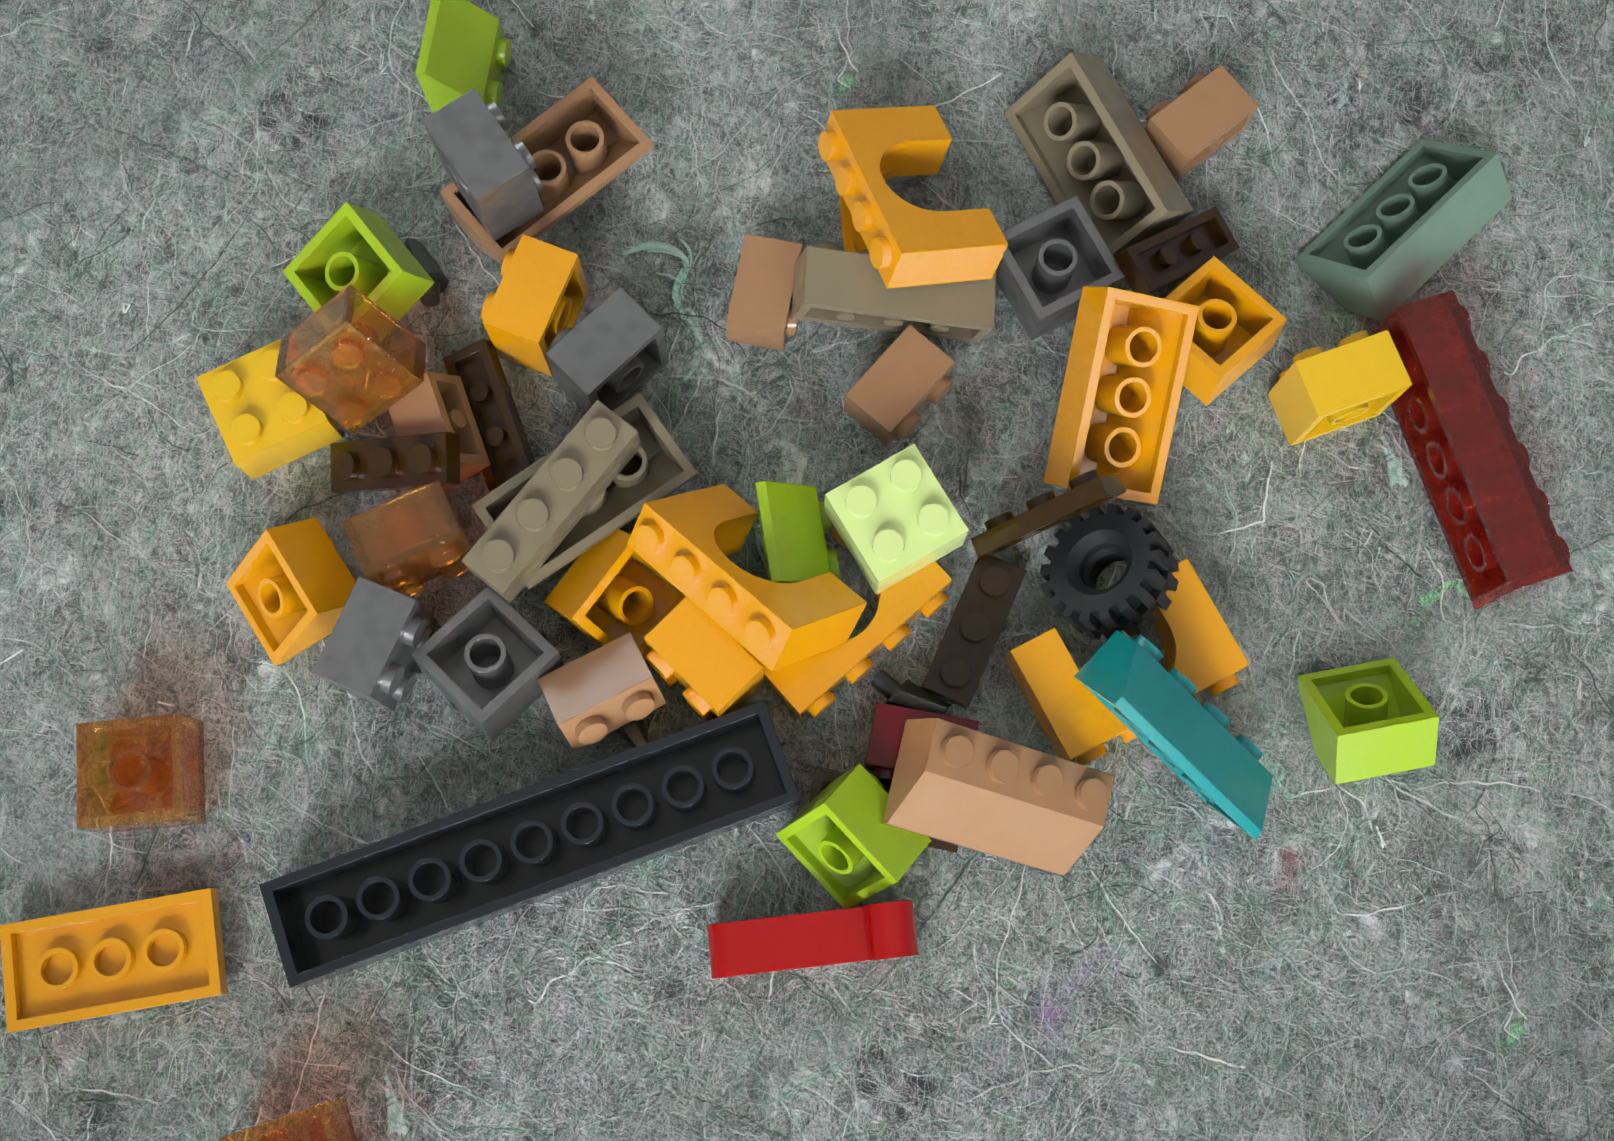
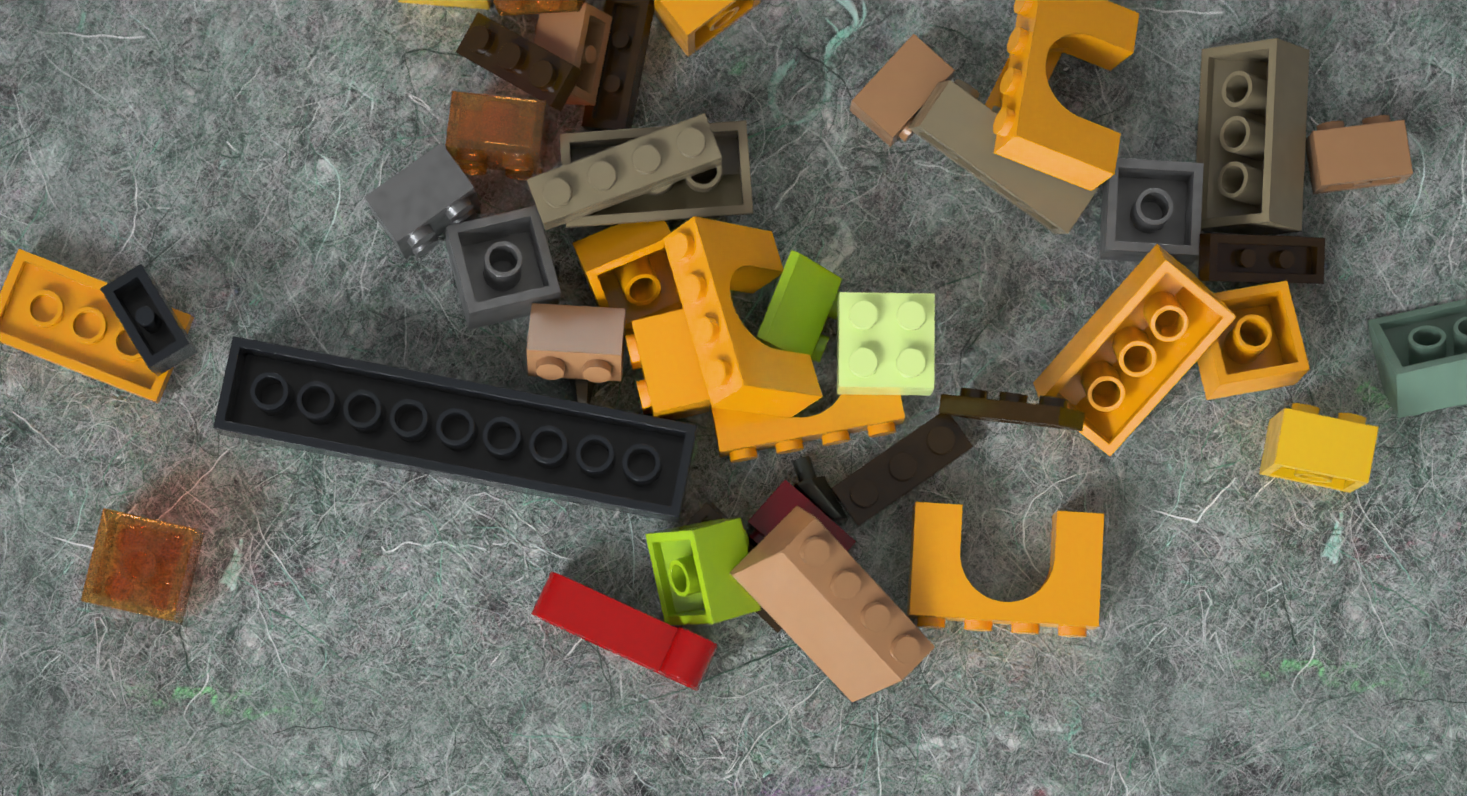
camera: 30 degrees right, 5 degrees up
(140, 773) = (187, 195): clear orange brick -> none
(164, 919) = (149, 320): none -> black brick
(292, 588) = (382, 115): light orange slope -> none
(608, 352) = (740, 71): flat silver brick -> none
(899, 386) = (964, 235): medium nougat brick -> none
(1088, 551) = (1021, 463): black tyre -> none
(1179, 729) = (1004, 641): teal slope -> none
(1368, 720) = (1169, 727): lime slope -> none
(1471, 457) = (1390, 562): clear red brick -> none

